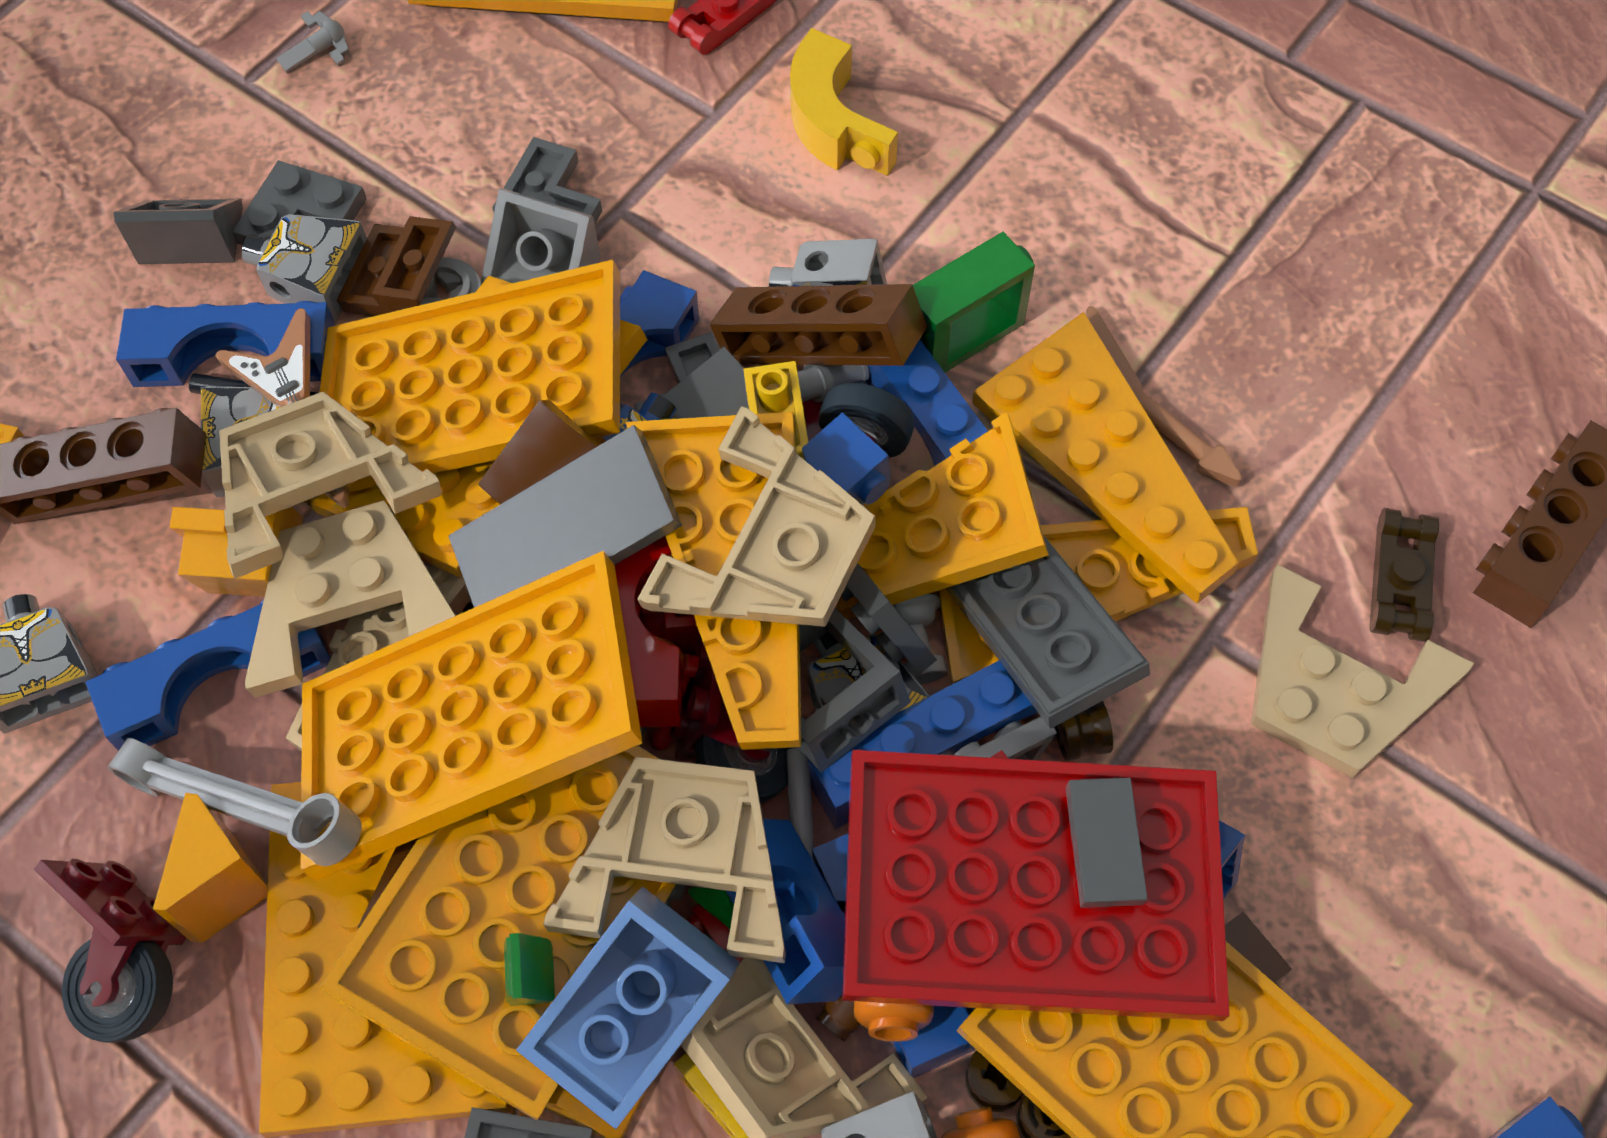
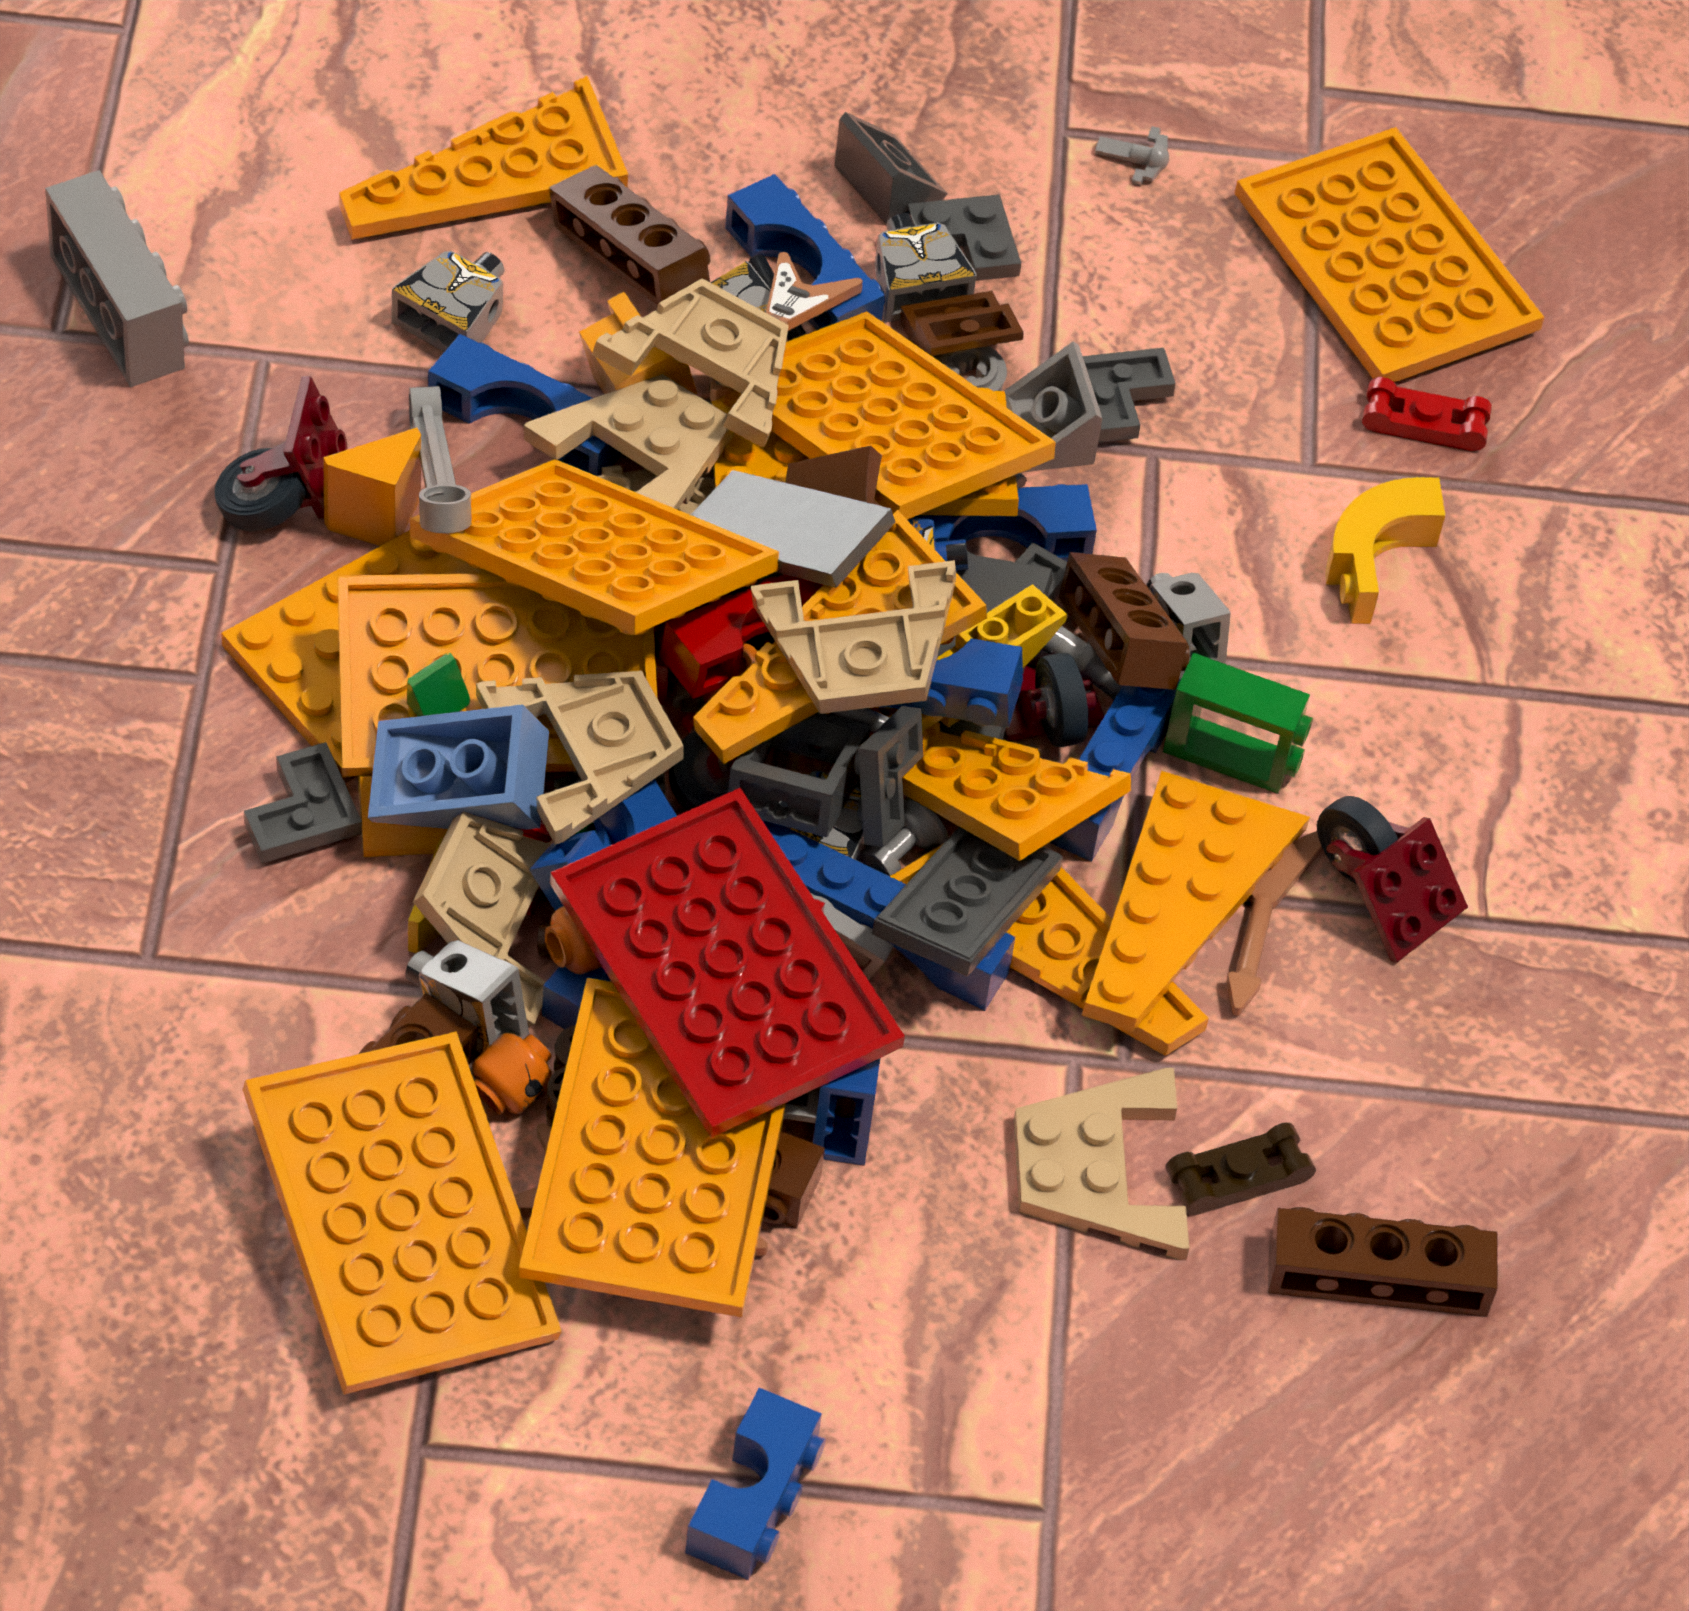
camera: 50 degrees right, 10 degrees down
(1085, 733) = (909, 990): dark brown wheel -> none
(1105, 843) = (786, 979): dark grey tile -> none
(1170, 282) = (1396, 869): none -> dark red plate

